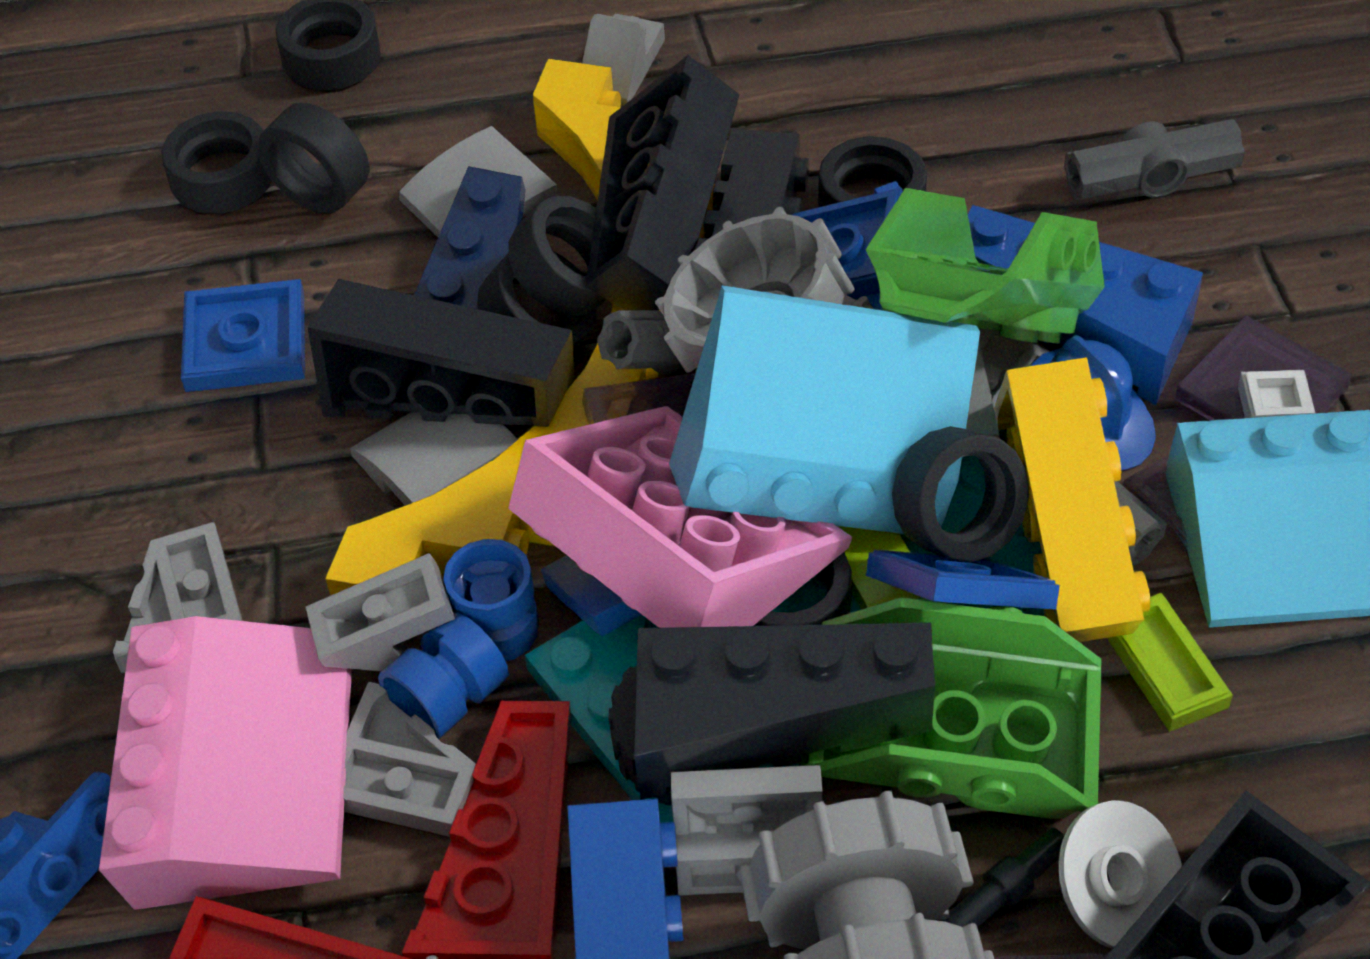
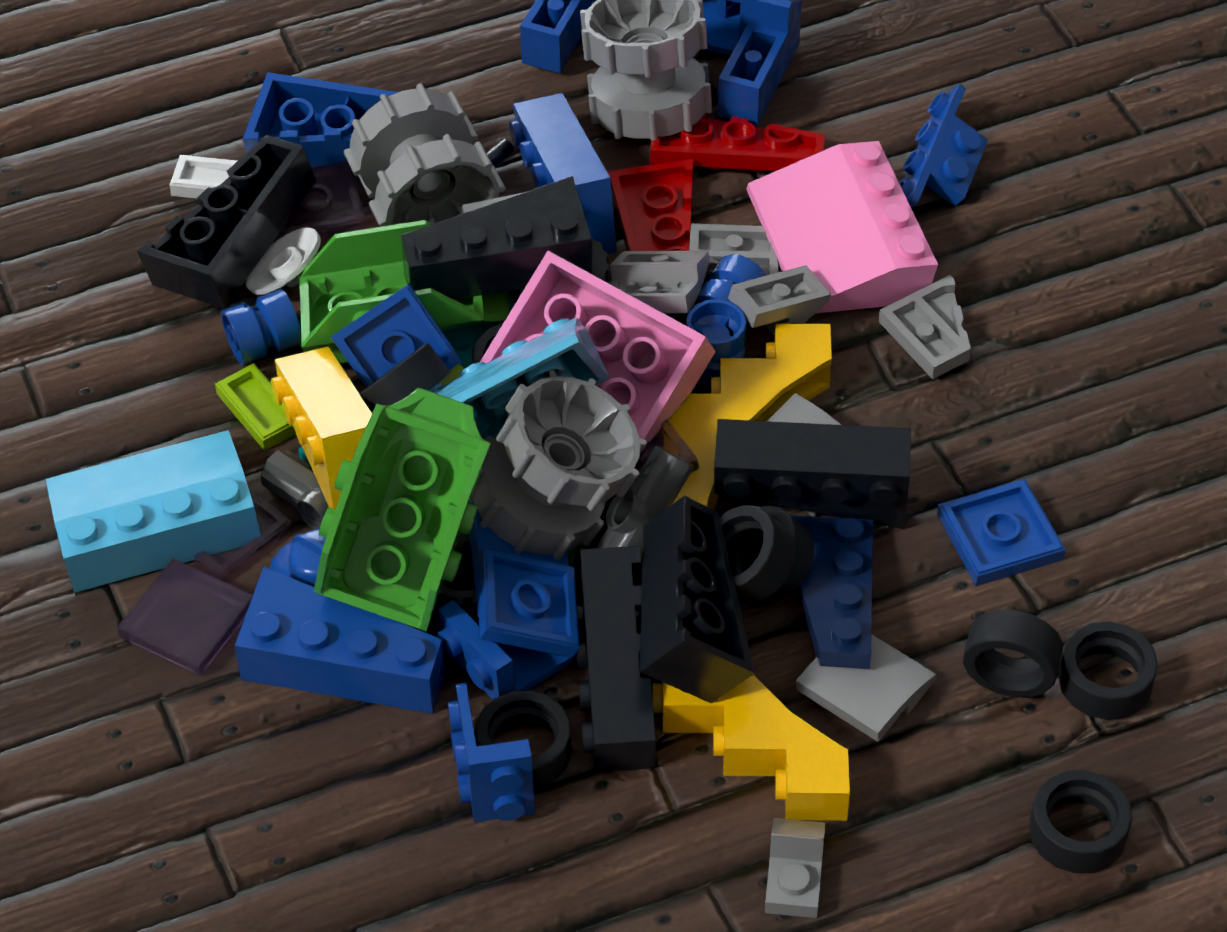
camera: 165 degrees right, 0 degrees up
(546, 683) = (661, 278): none -> light grey slope
(915, 110) = (491, 776): none -> blue bracket
(1153, 159) = (277, 809): dark grey piece -> none
(1172, 750) = (266, 325): none -> blue wheel
(1275, 393) = (177, 582): white tile -> none

